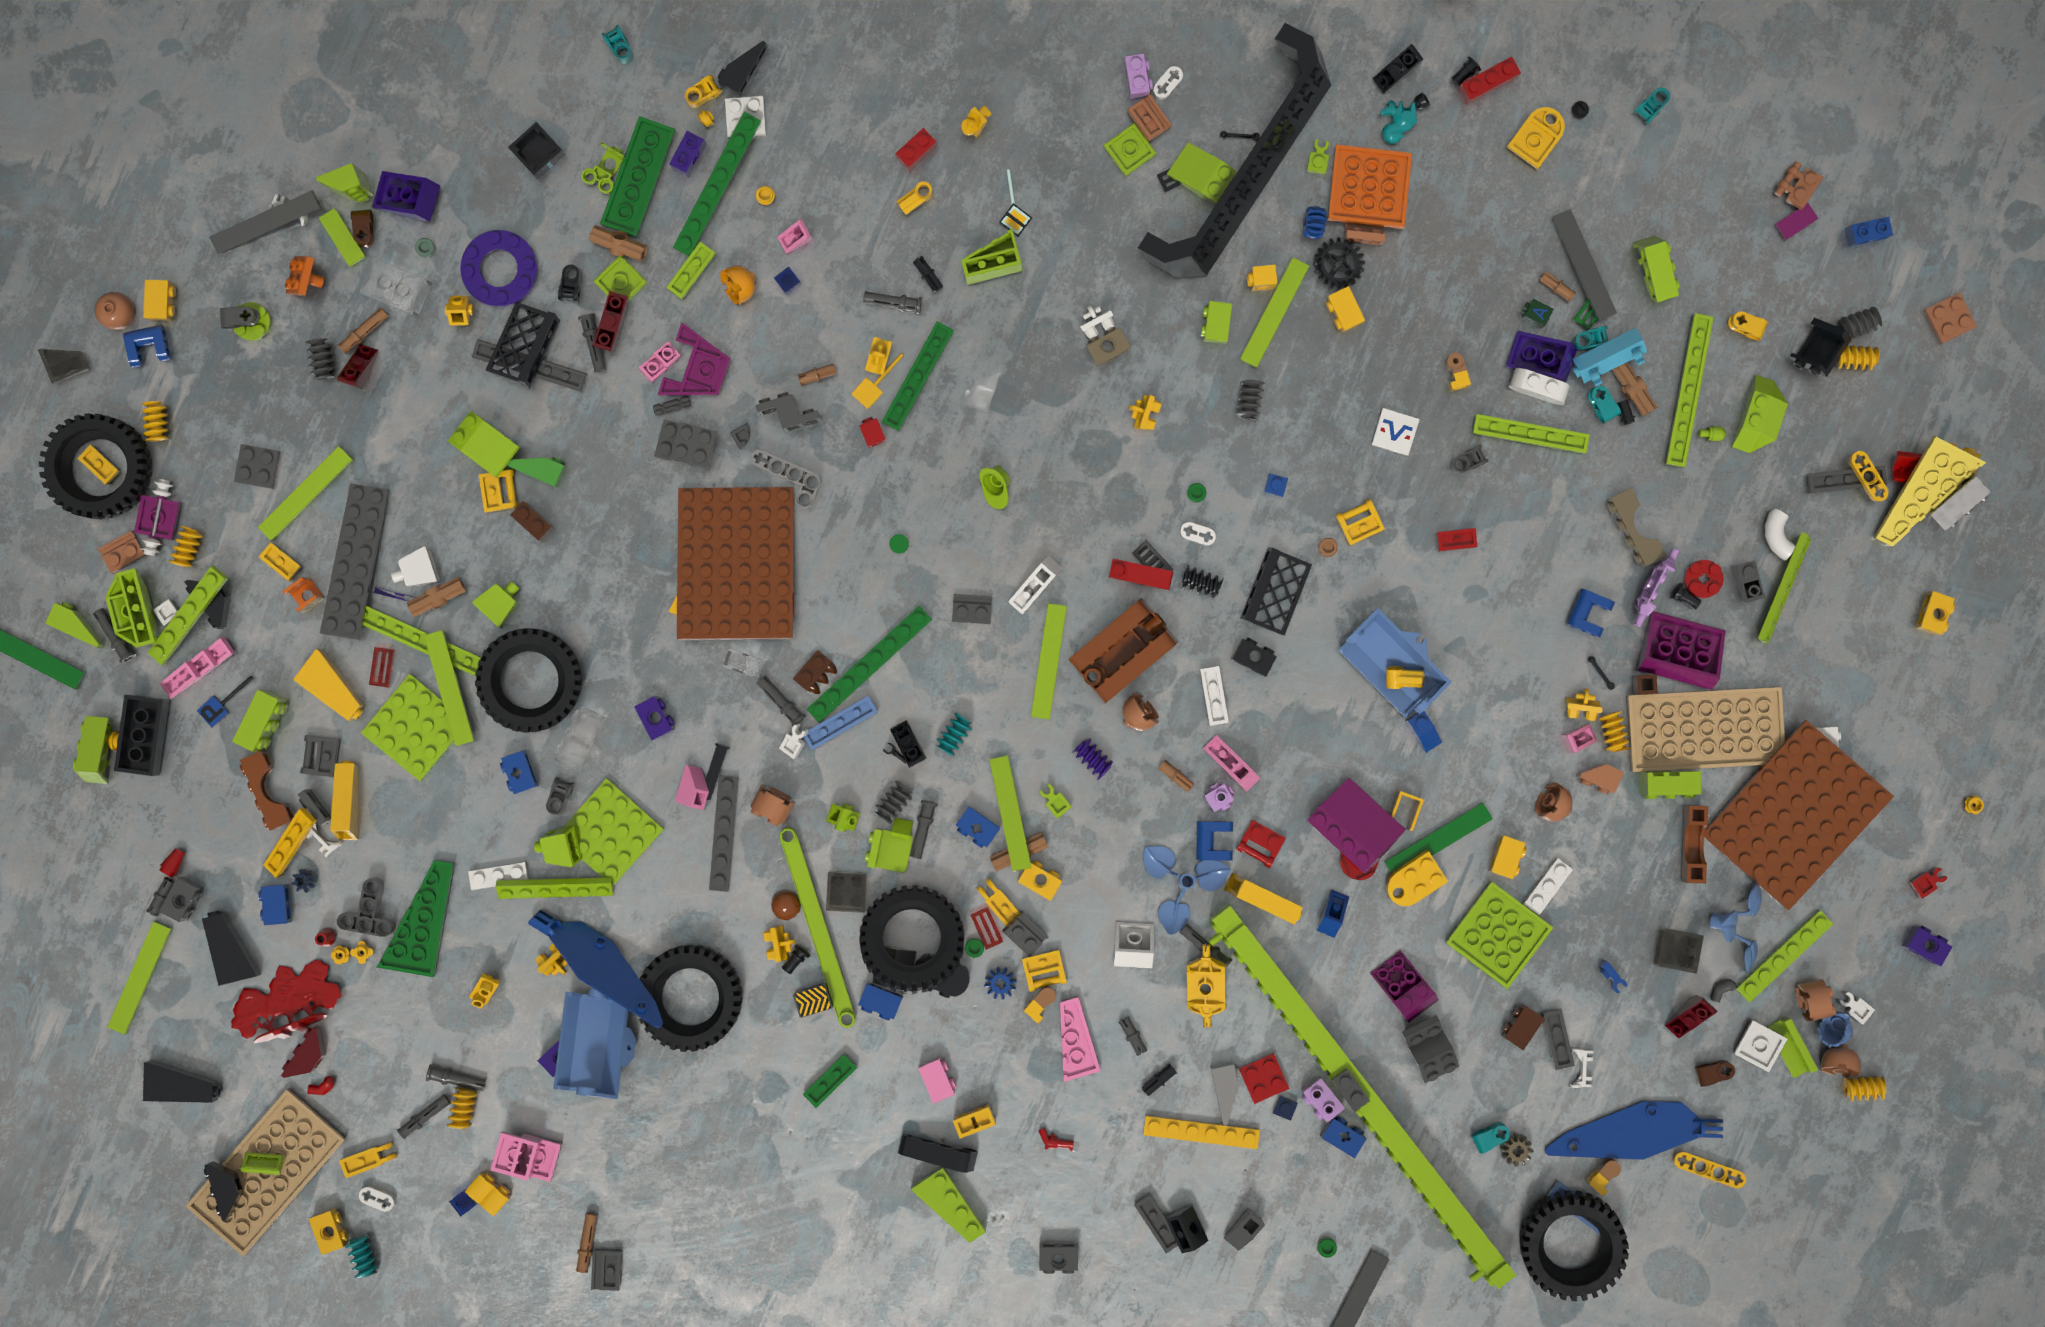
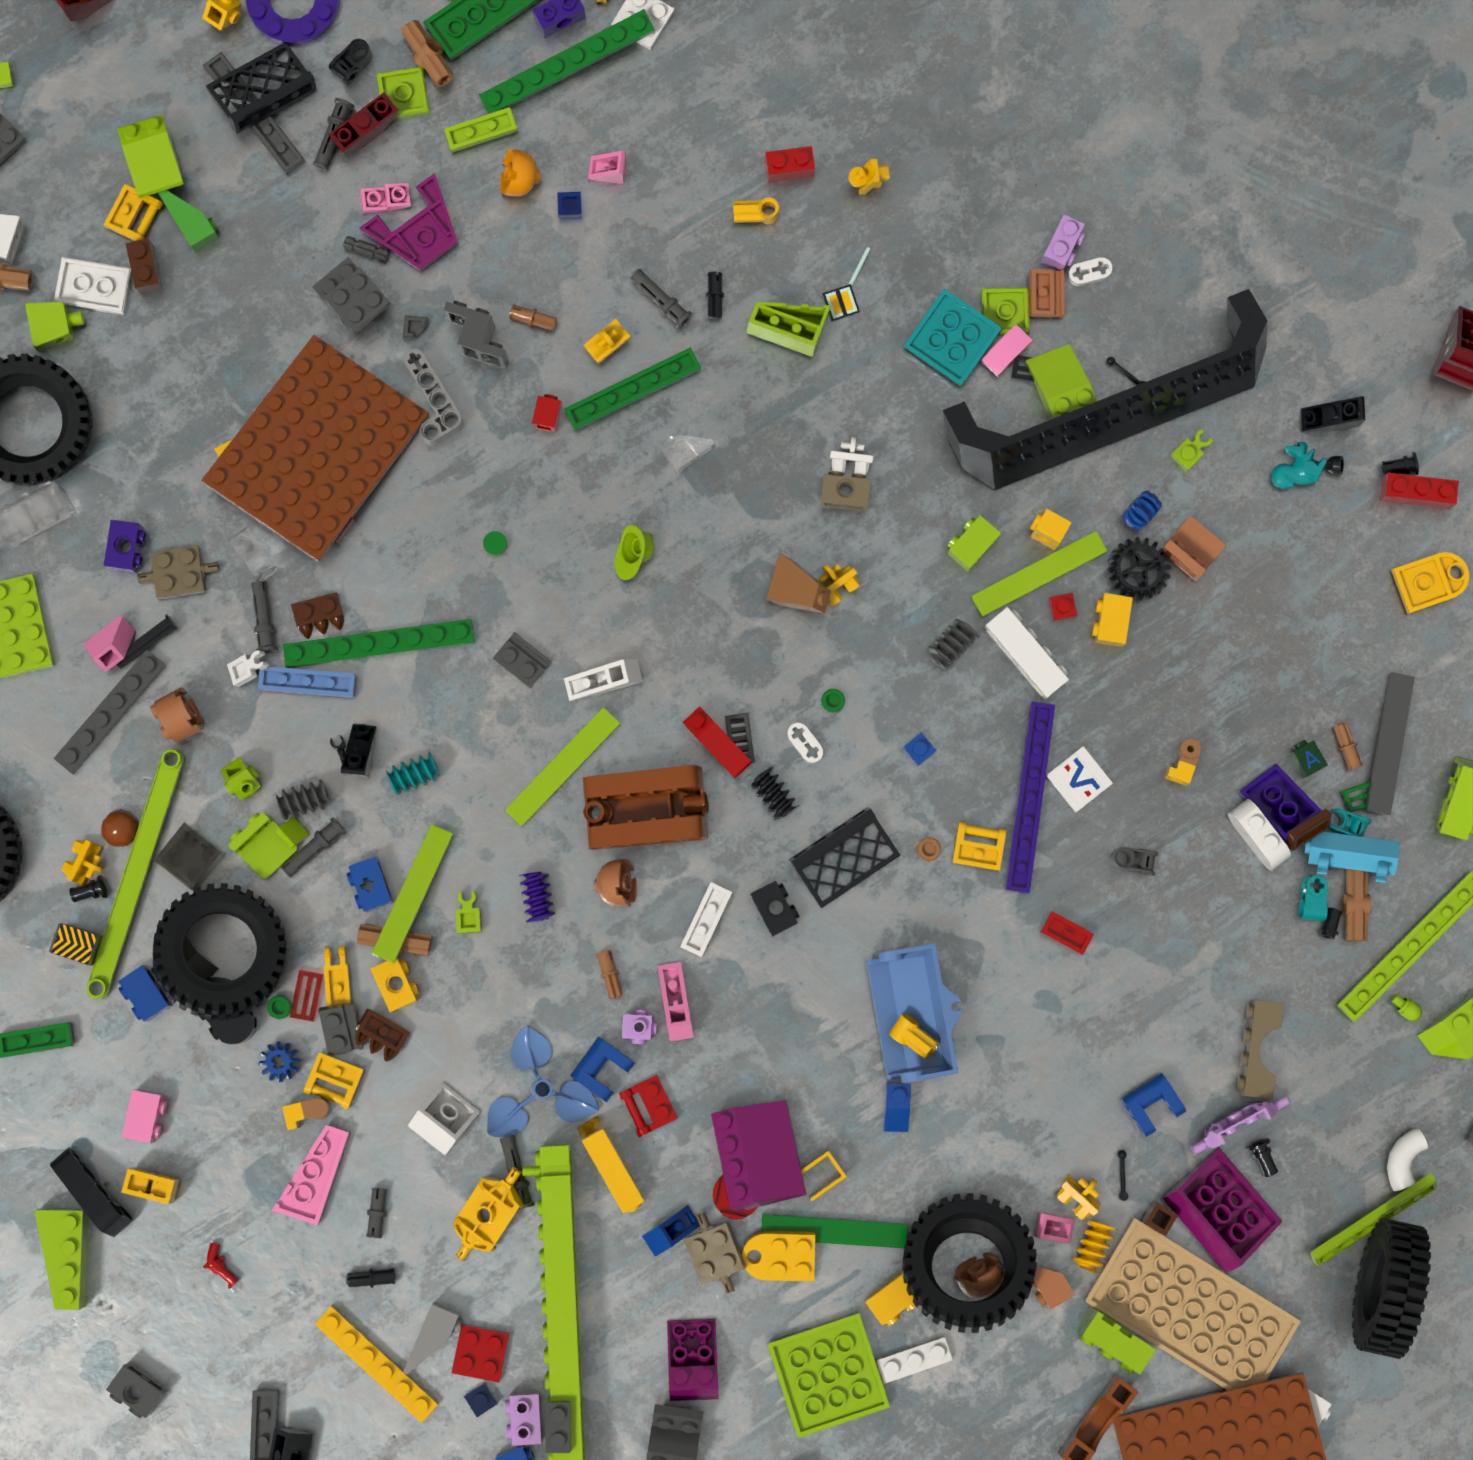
camera: 30 degrees right, 5 degrees down
(506, 558) = (93, 286): none -> white tile
(702, 710) = (178, 572): none -> dark tan plate
(765, 195) = (607, 107): yellow plate -> none
(867, 391) = (572, 372): yellow piece -> none
(1055, 918) = (382, 1034): none -> reddish brown plate
(1107, 192) = (952, 337): none -> teal plate
(1121, 434) = (796, 587): none -> medium nougat slope
(1149, 176) = (1006, 350): none -> bright pink slope
(1303, 372) = (1026, 653): none -> white brick
(1305, 323) = (1063, 607): none -> red plate
(1369, 186) = (1223, 513): orange plate -> none
(1371, 466) = (1030, 797): none -> dark purple plate
(1371, 908) = (715, 1253): none -> dark tan plate
(1531, 433) = (1217, 877): lime plate -> none
(1535, 764) = (976, 1218): none -> black tyre
(1571, 361) = (1309, 829): none -> reddish brown tile
(1696, 570) = (1282, 1154): red plate -> none
(1748, 581) = (1340, 1186): dark grey slope -> none
(1828, 626) = (1391, 1288): none -> black tyre

